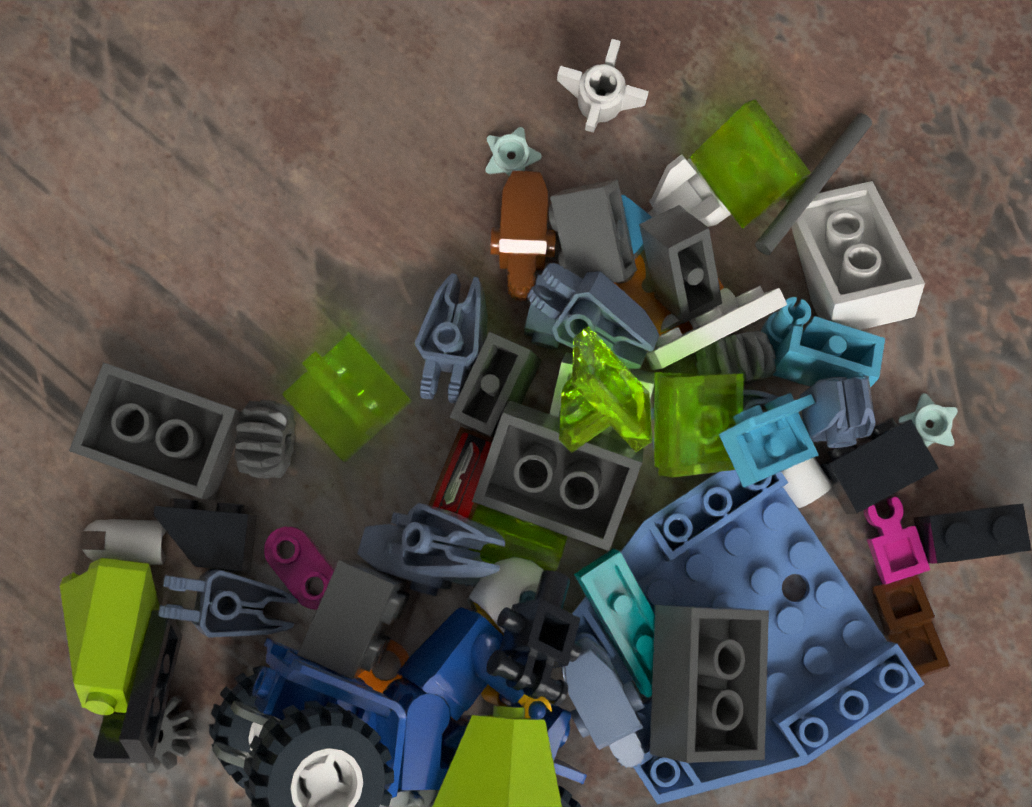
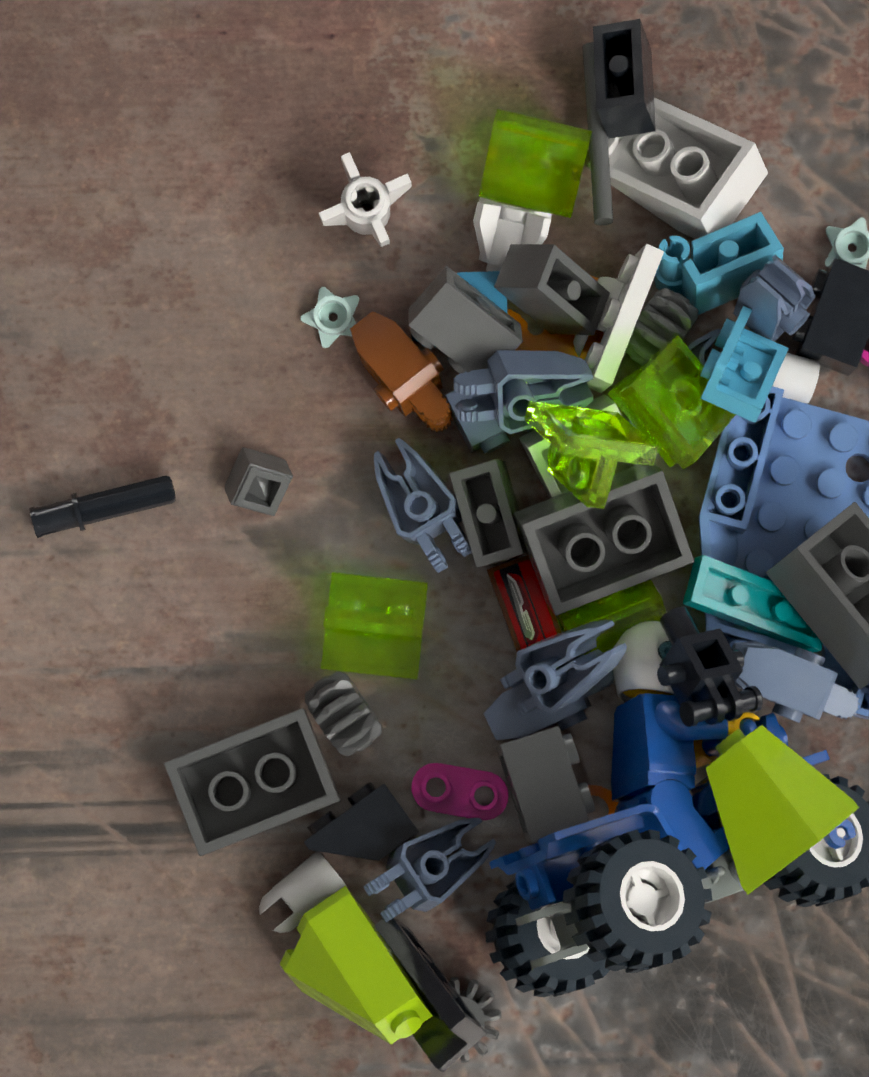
camera: 45 degrees left, 0 degrees up
(216, 140) = (102, 506): none -> black axle
(355, 224) = (258, 481): none -> dark grey slope
(868, 158) = (624, 78): none -> black brick

